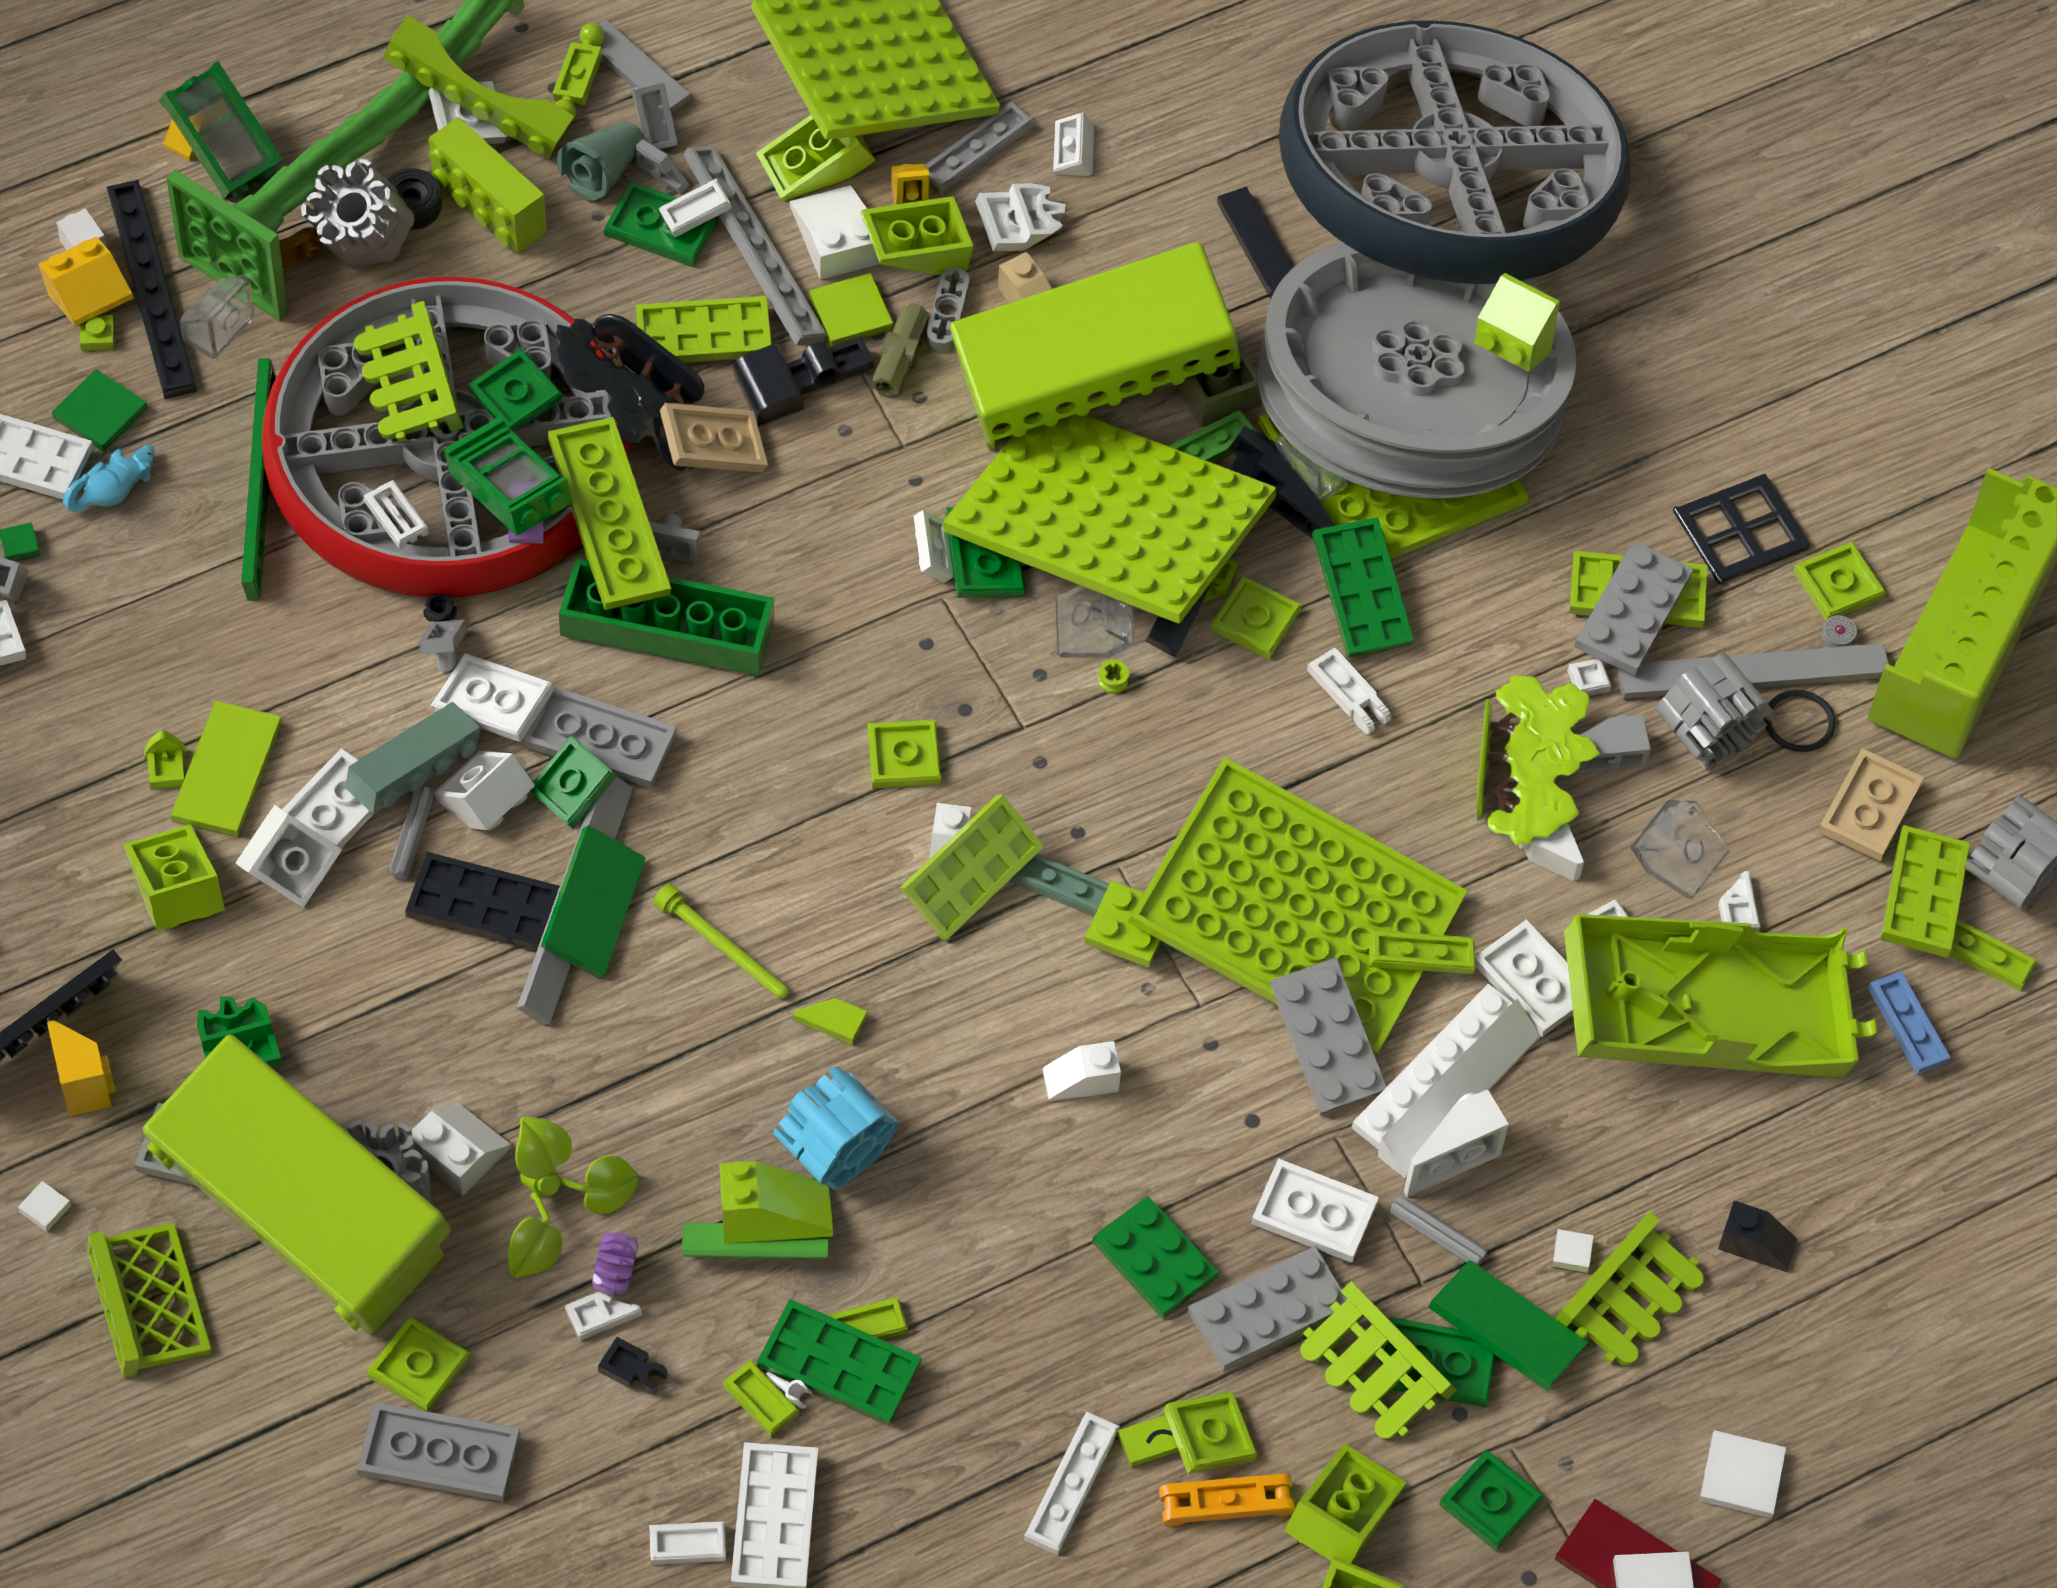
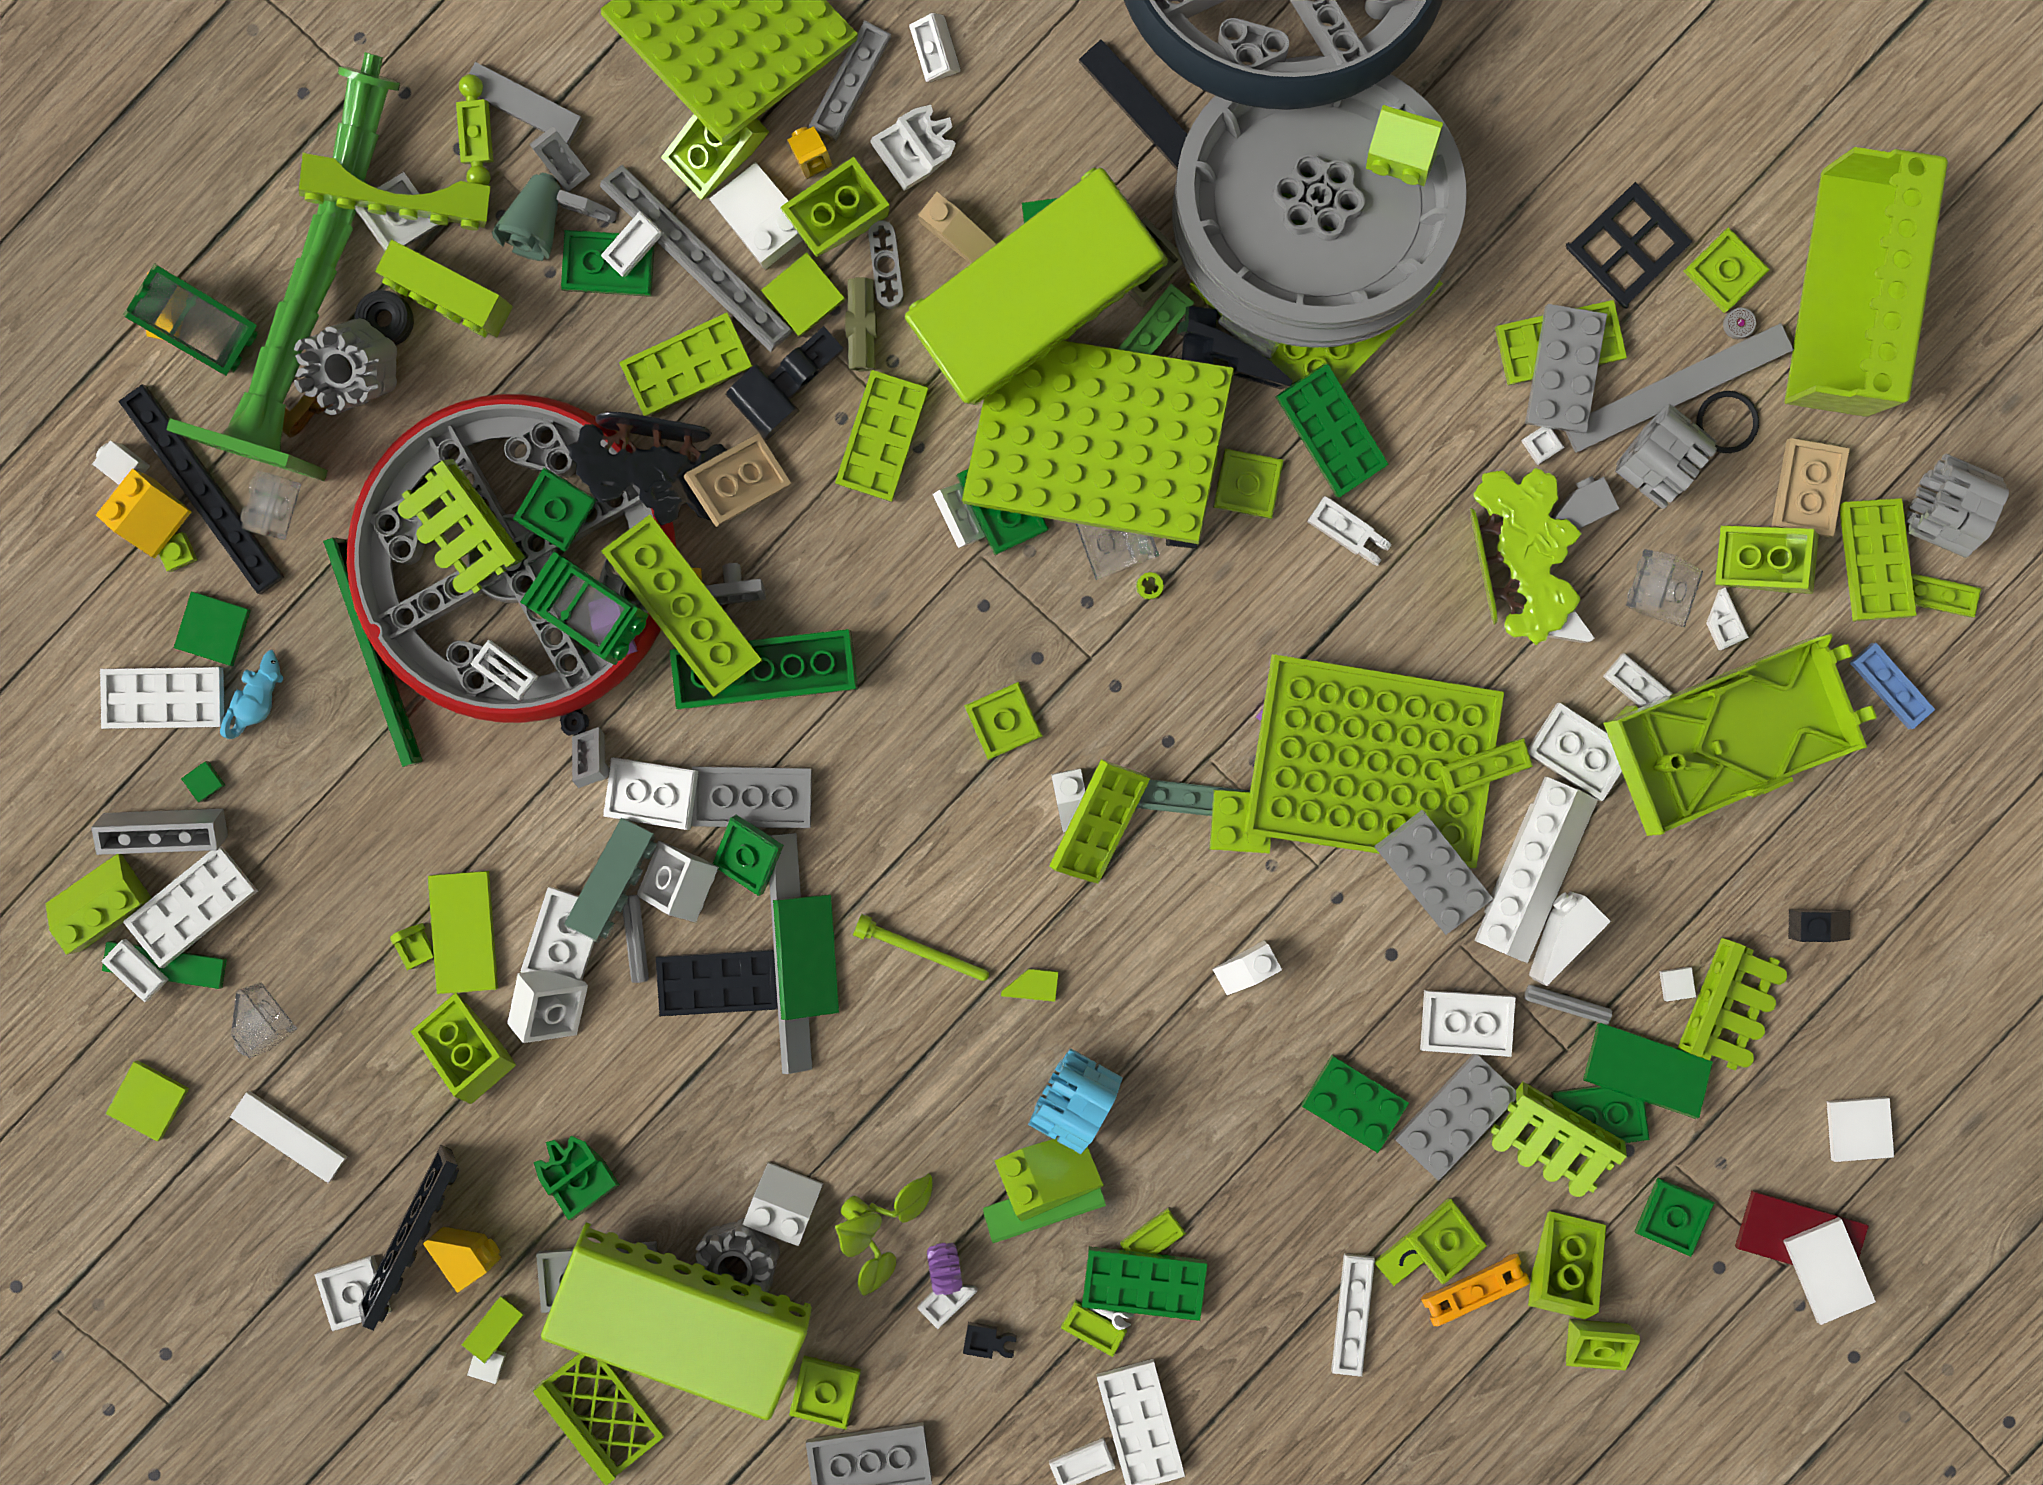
camera: 20 degrees left, 30 degrees up
(70, 1167) = (493, 1329): none -> lime tile
(880, 453) = (881, 436): none -> lime plate
(1806, 855) = (1767, 558): none -> lime slope

